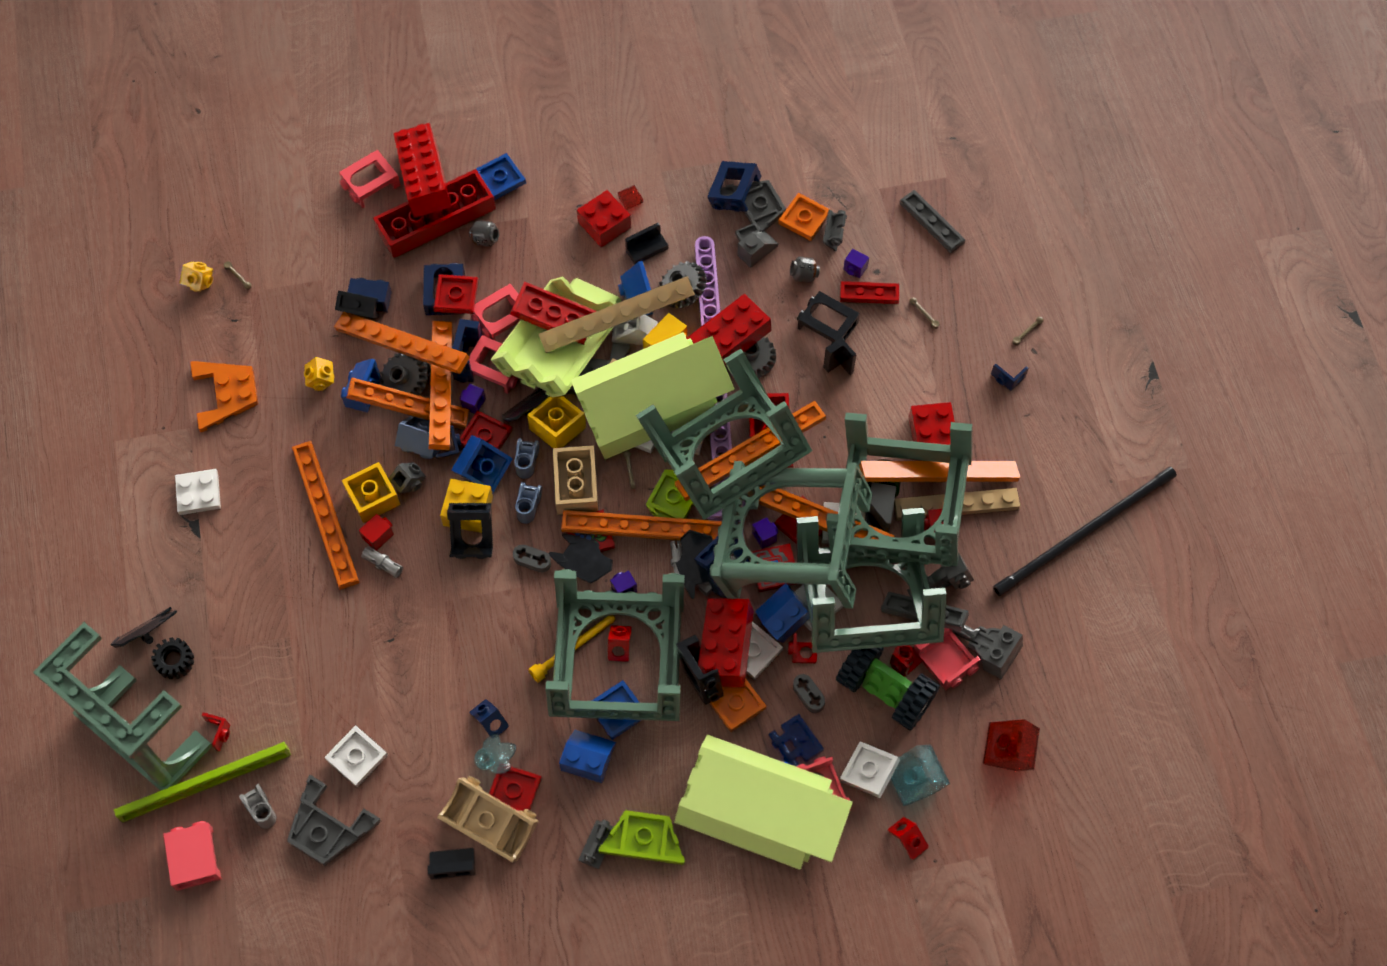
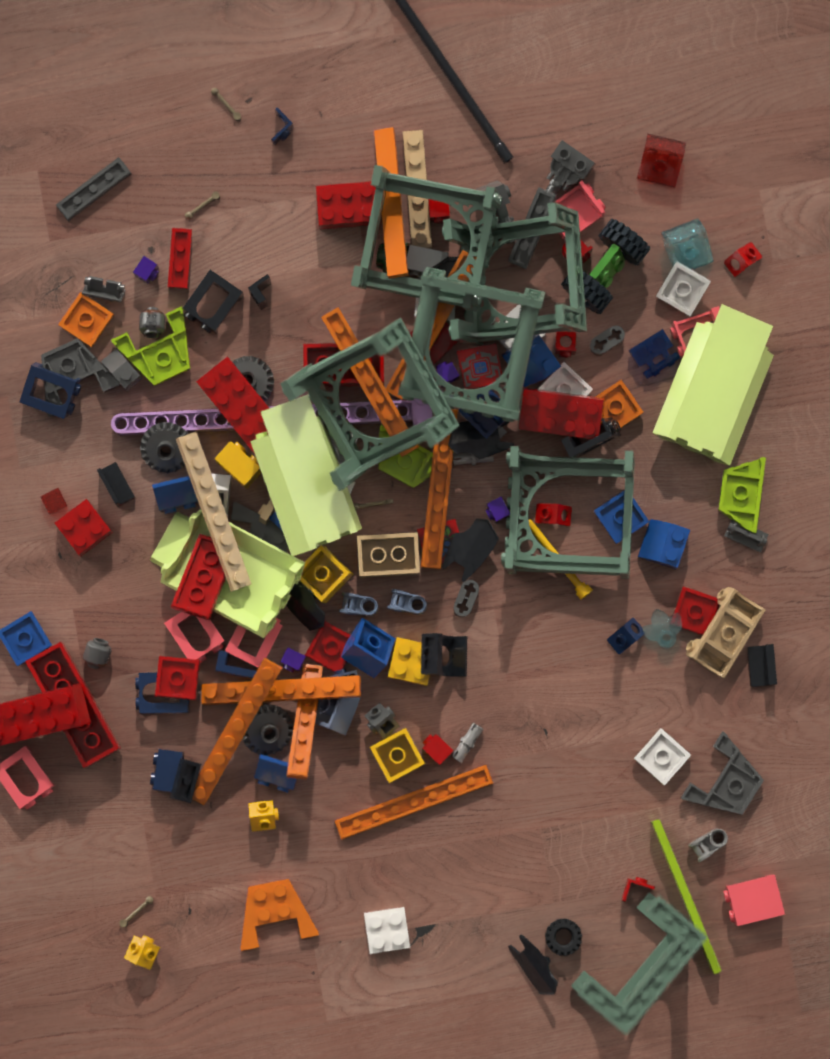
camera: 90 degrees left, 20 degrees up
(771, 282) = (162, 358): none -> lime wing

